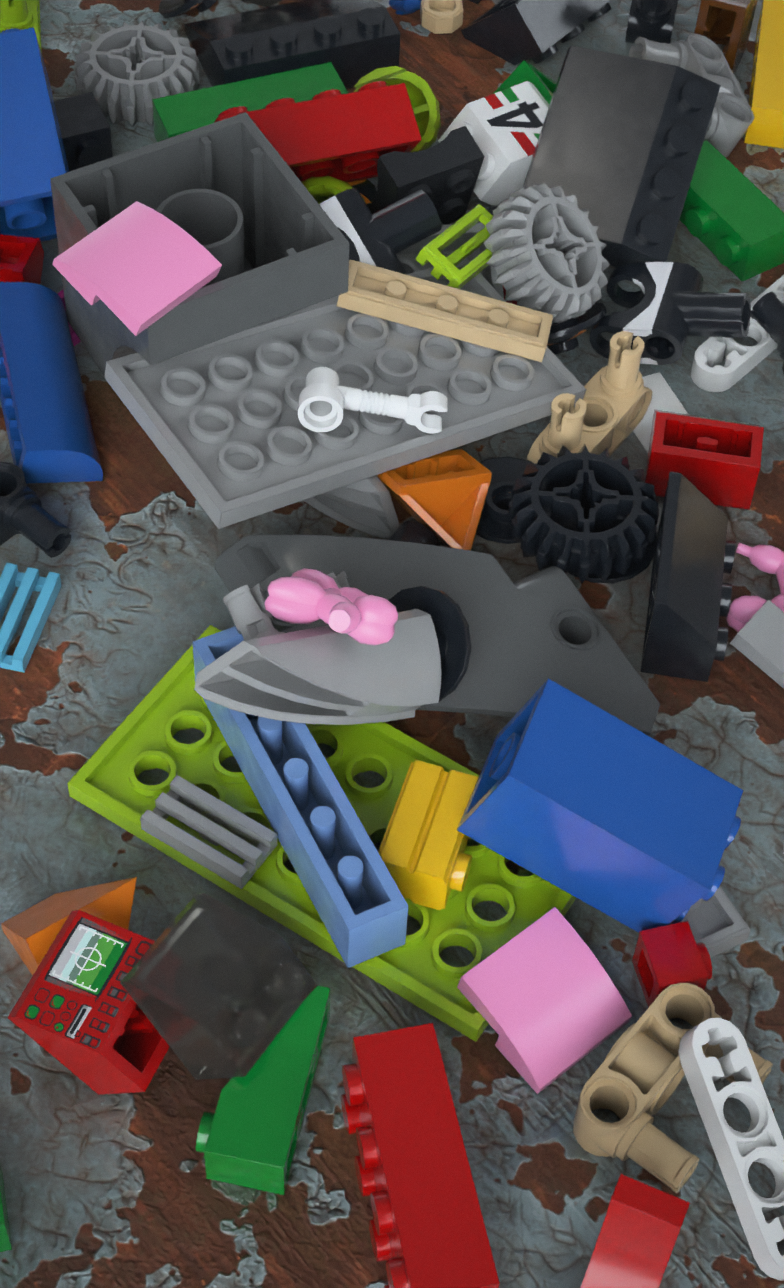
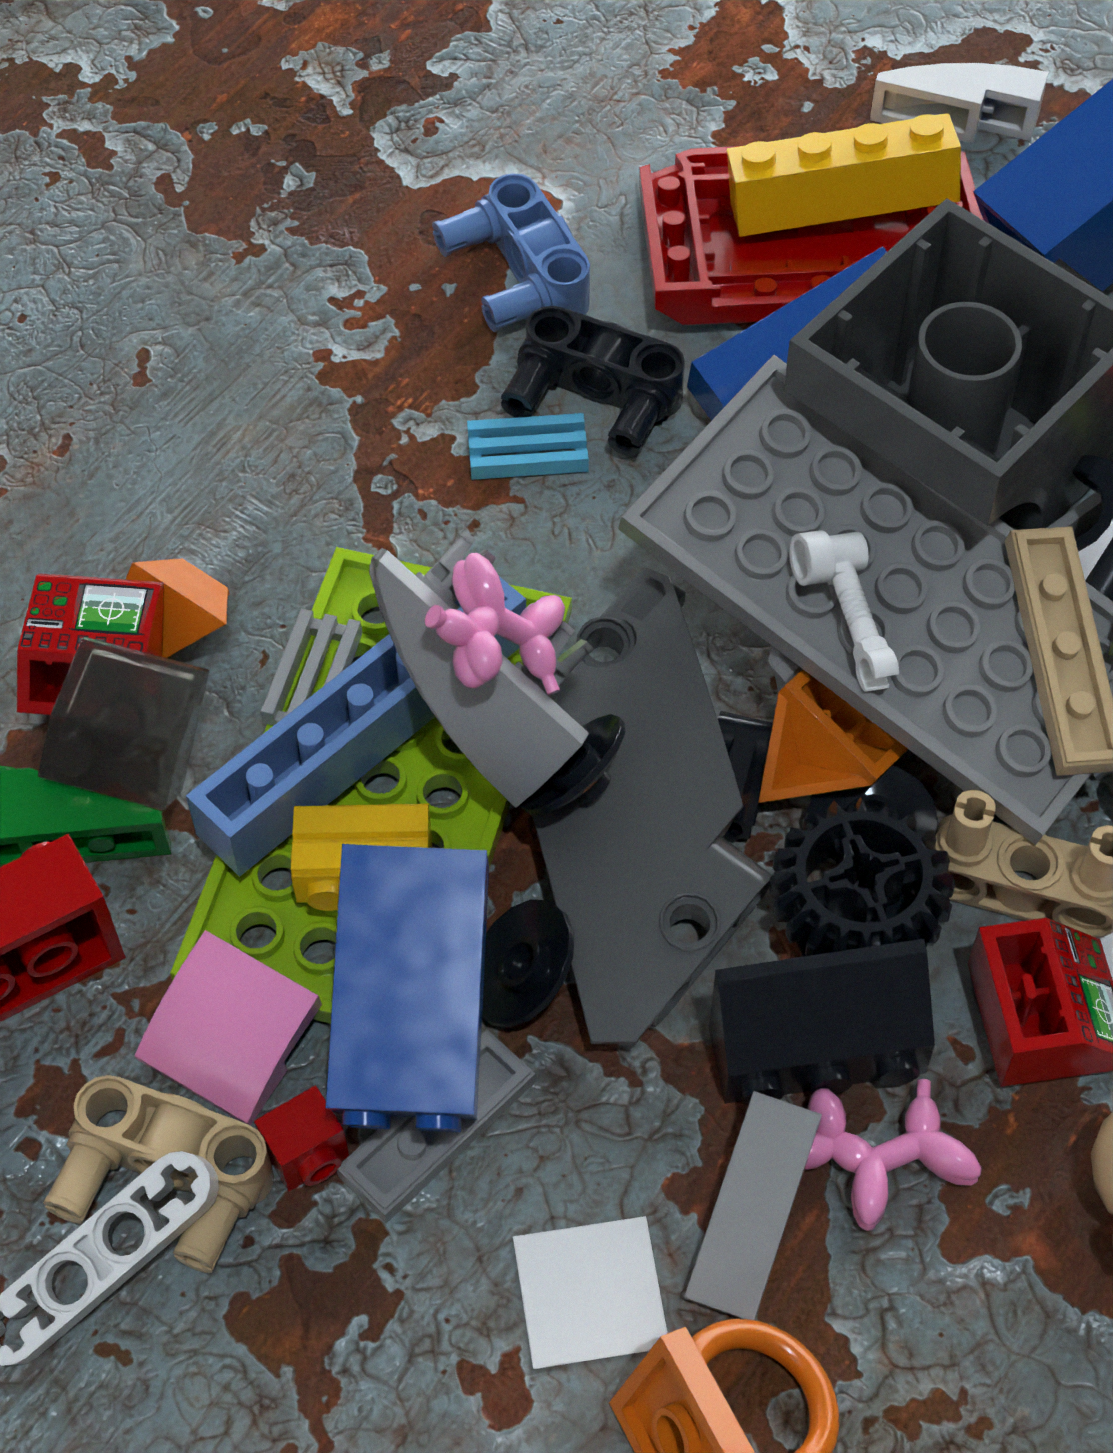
camera: 75 degrees right, 5 degrees up
(138, 266) = (839, 303): bright pink slope -> none

